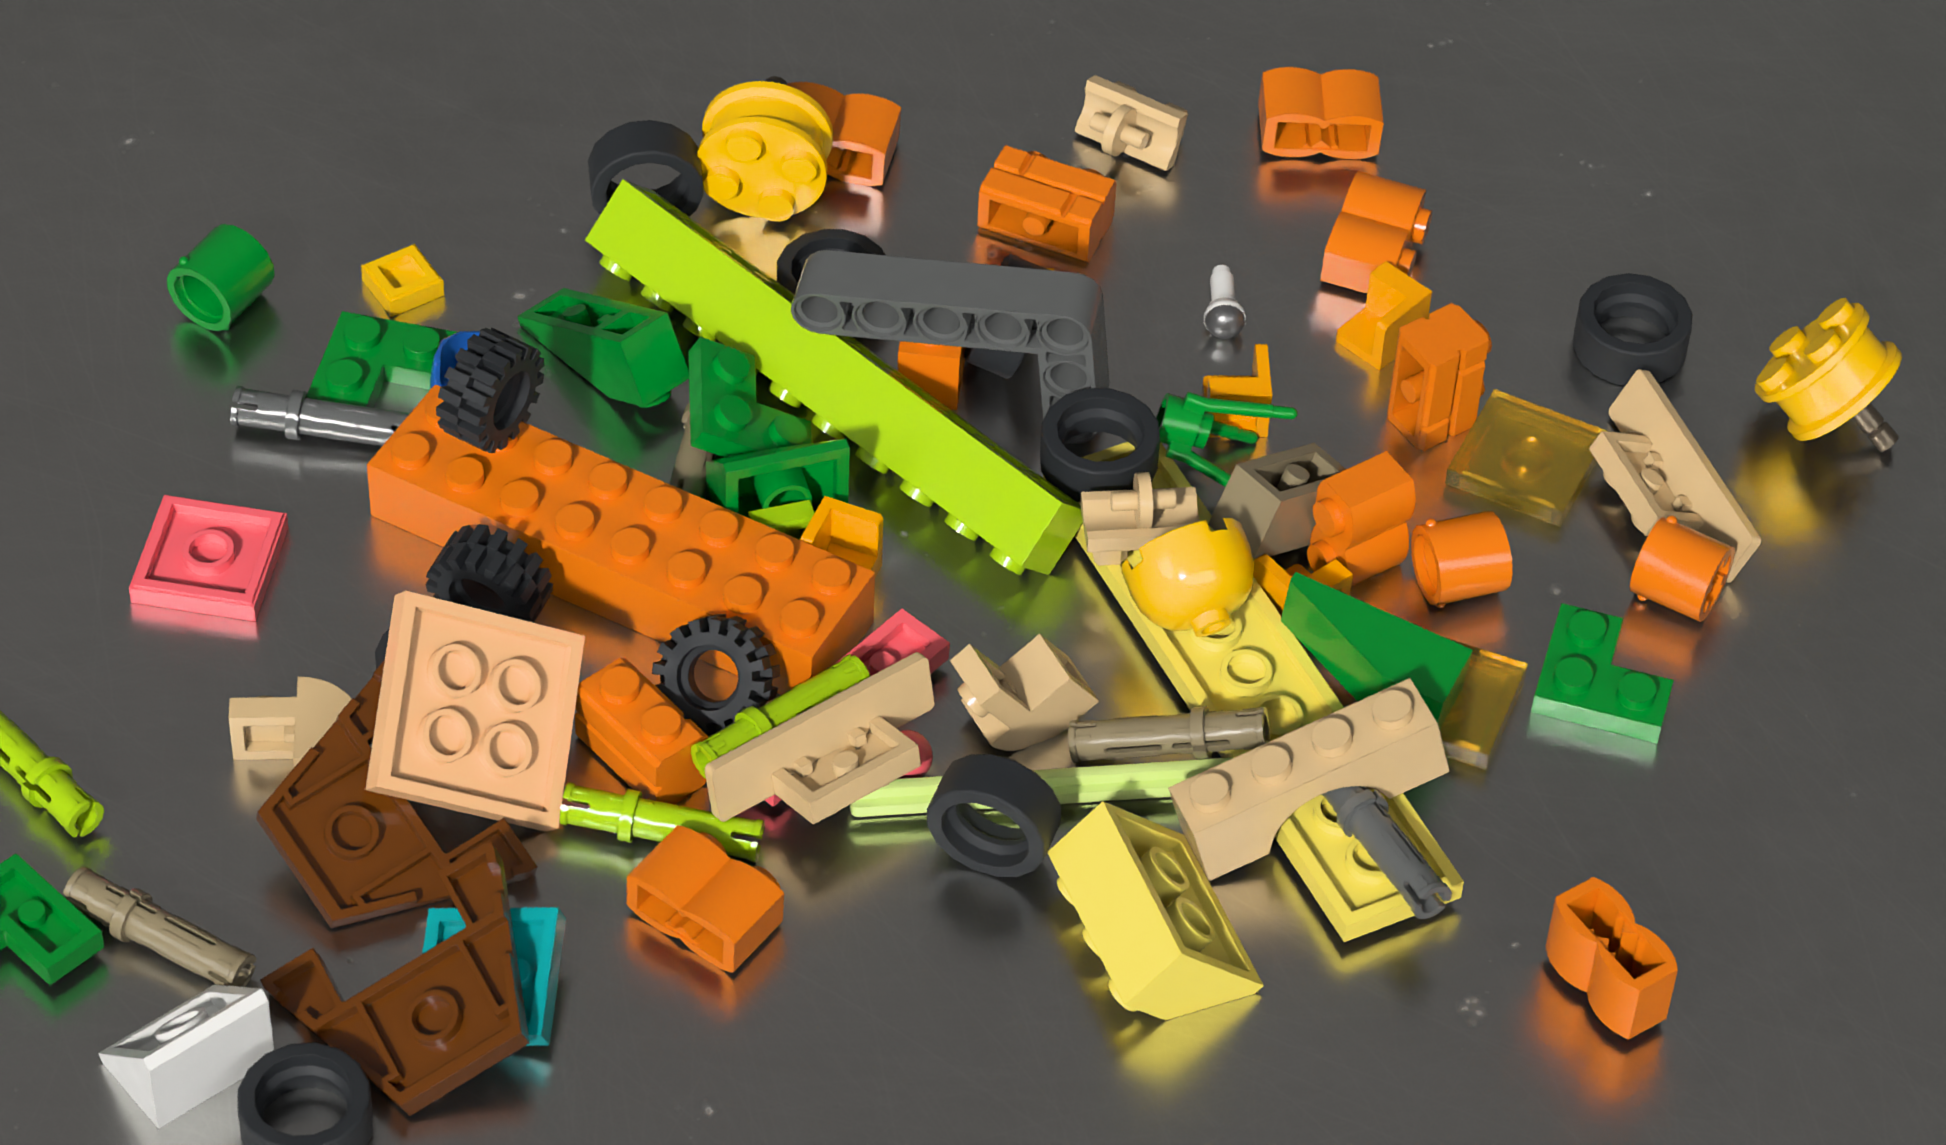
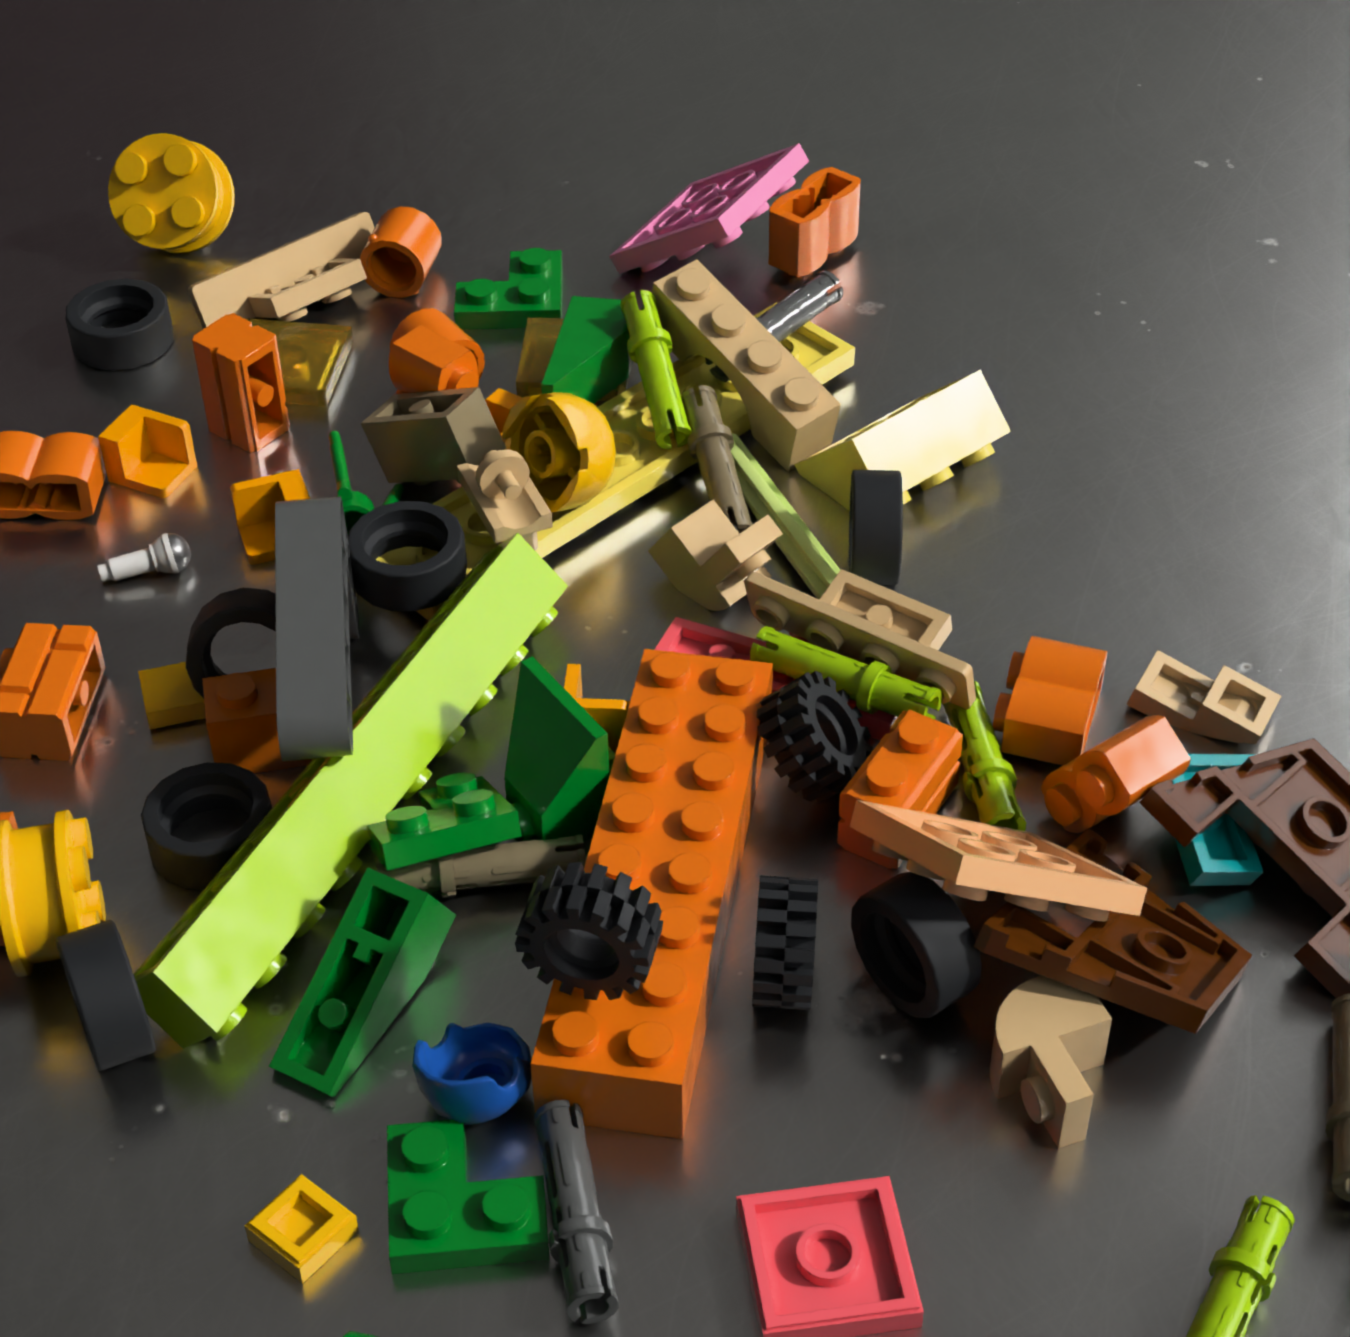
camera: 105 degrees left, 5 degrees down
(555, 864) = (1114, 774): none -> orange brick
(667, 1036) = (1221, 708): none -> tan slope
(1307, 688) = (650, 349): none -> lime pin
(1647, 846) = (710, 211): none -> bright pink plate

